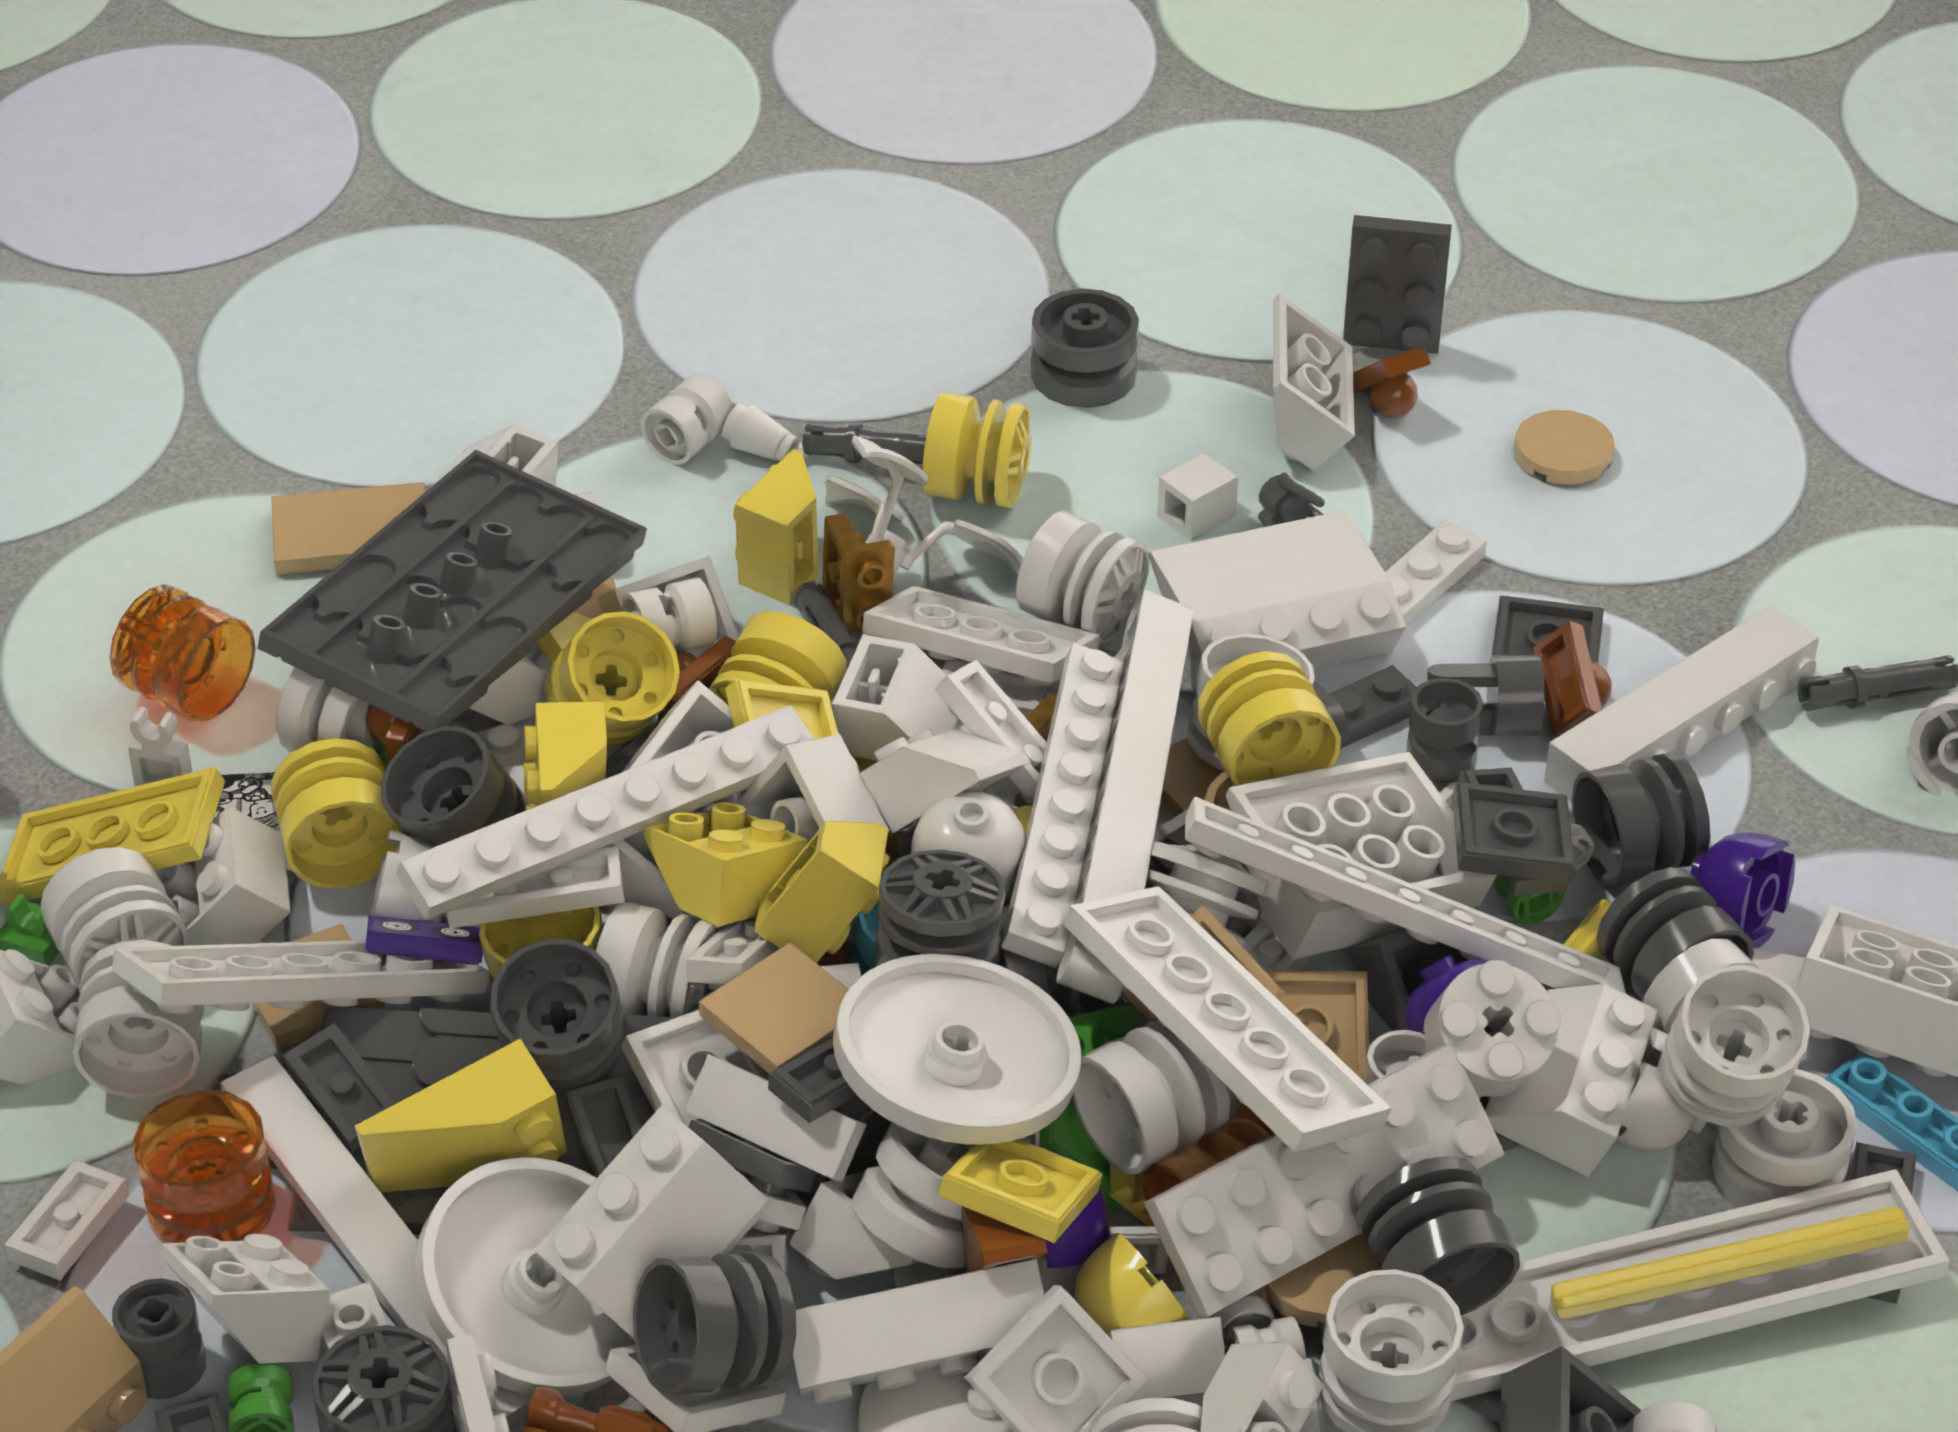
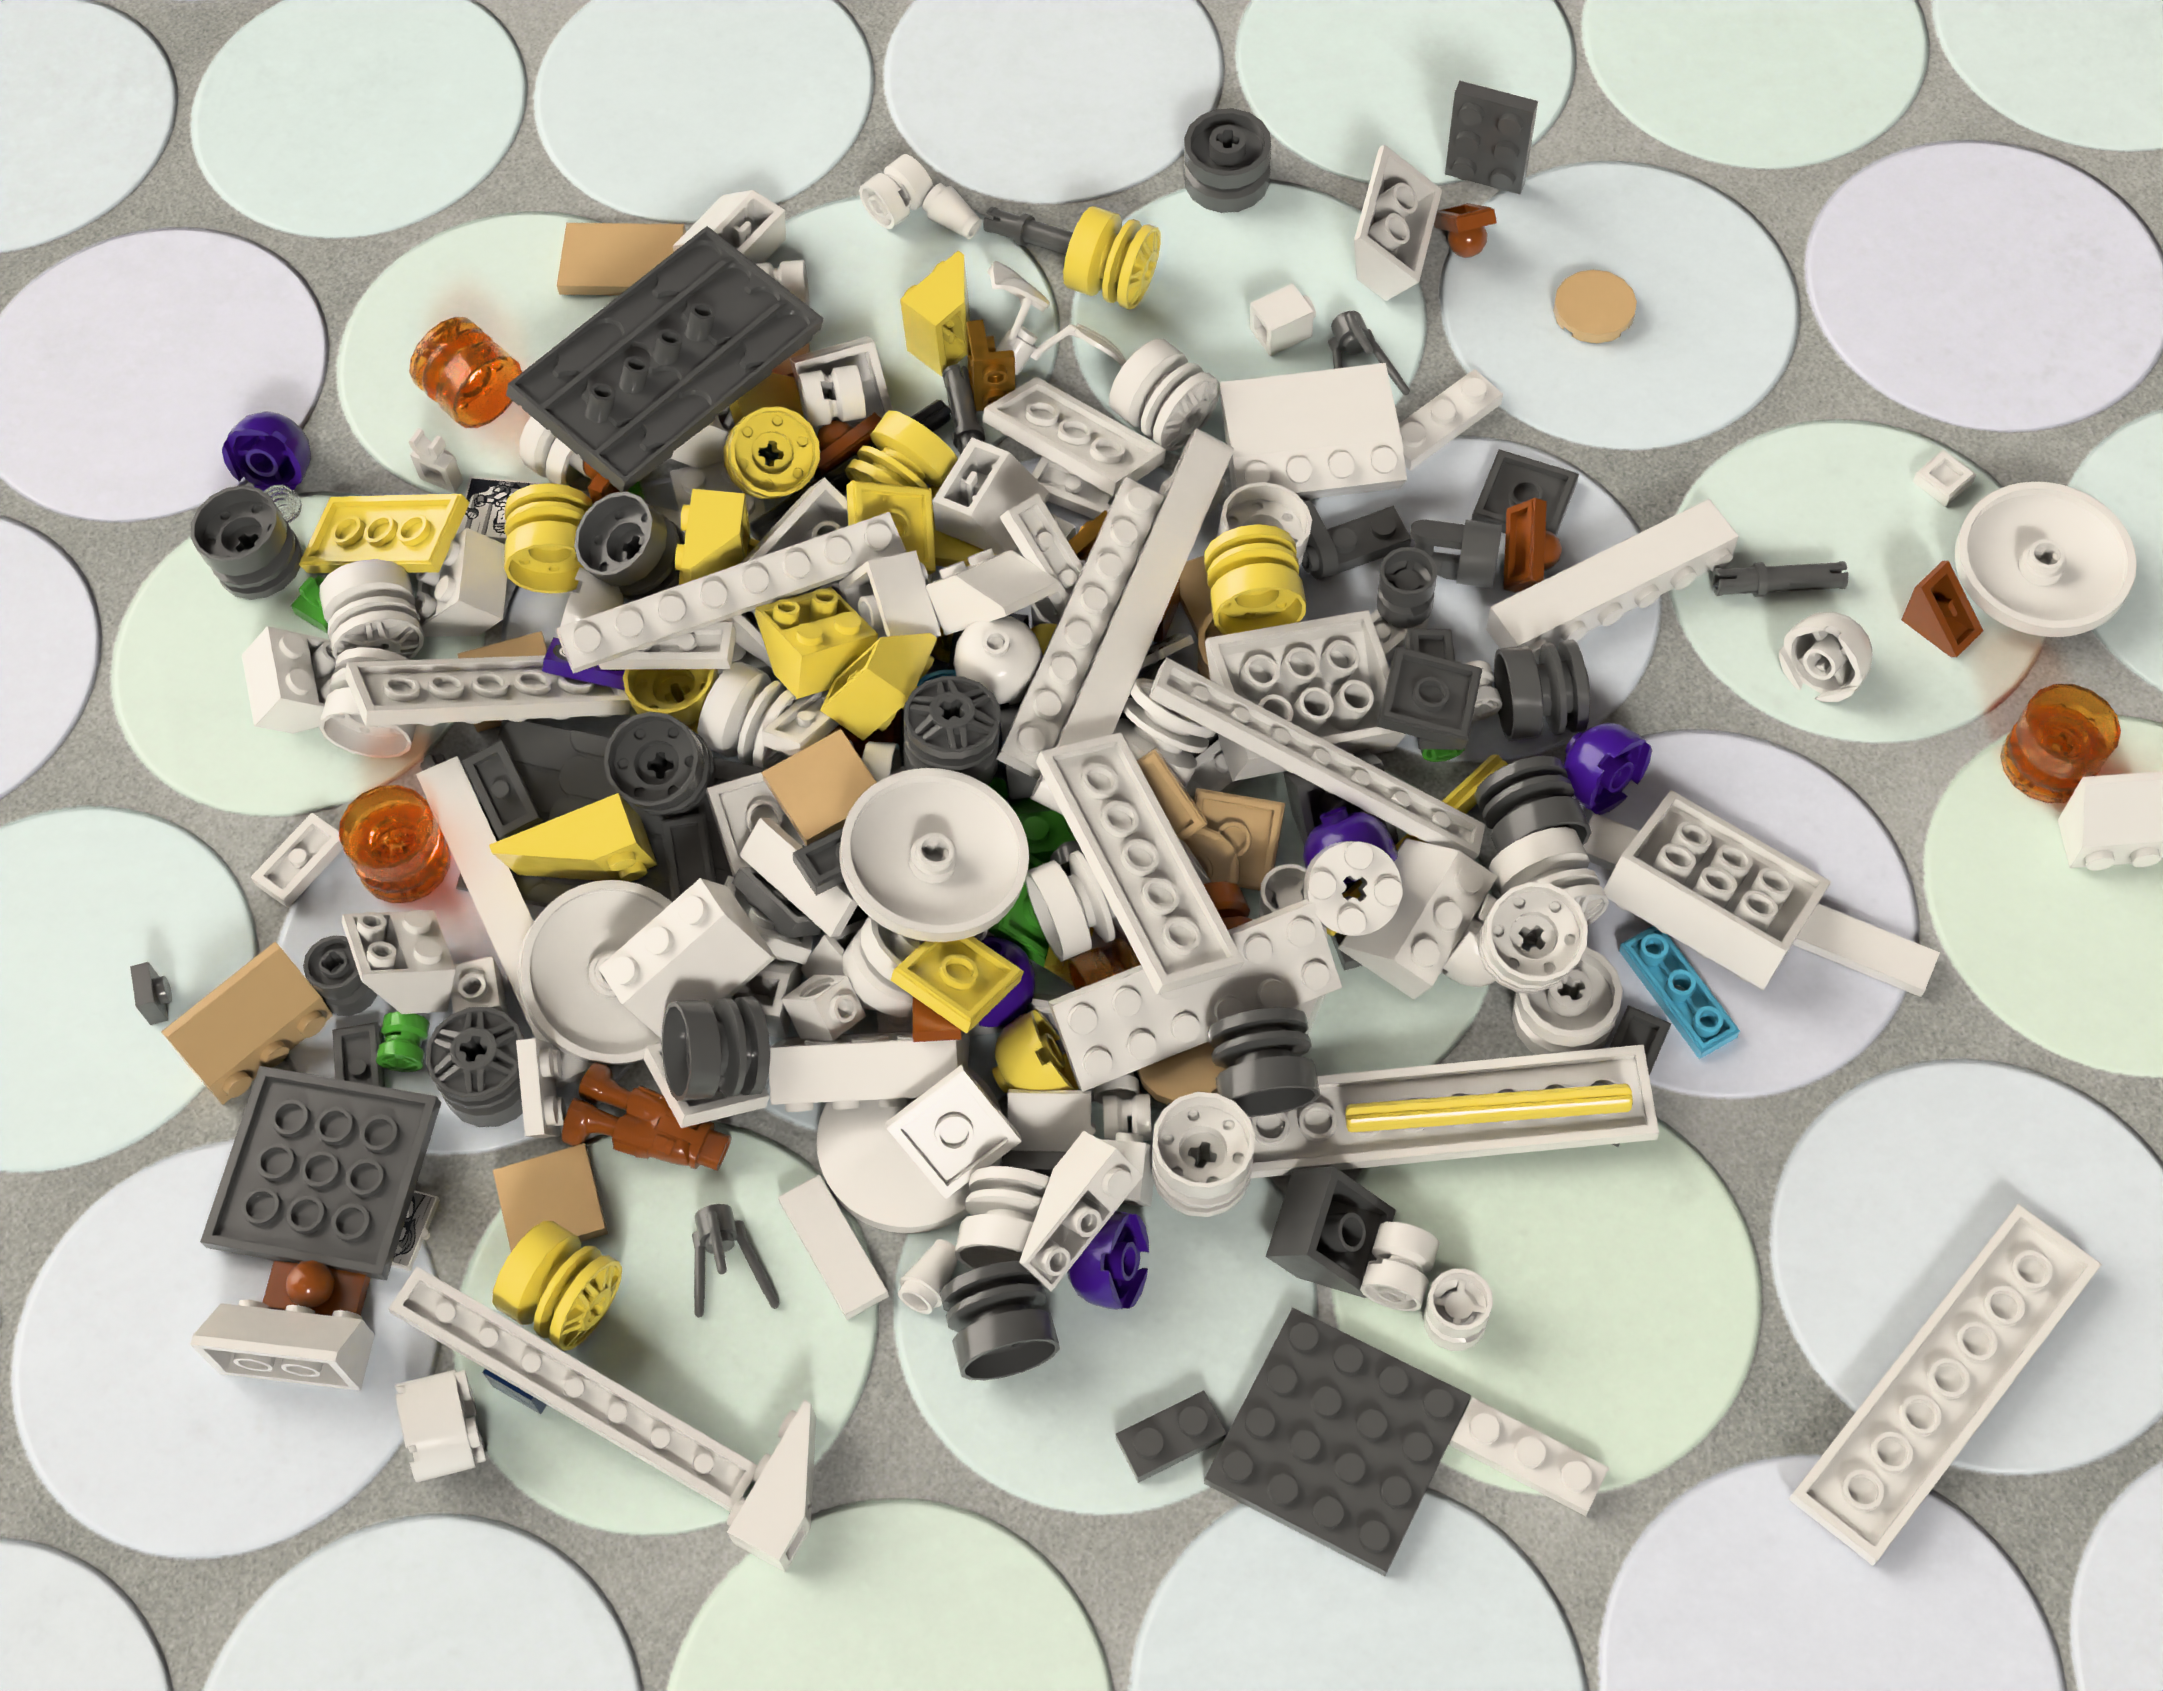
camera: 15 degrees right, 20 degrees up
(840, 1265) = (823, 1007): none -> white brick

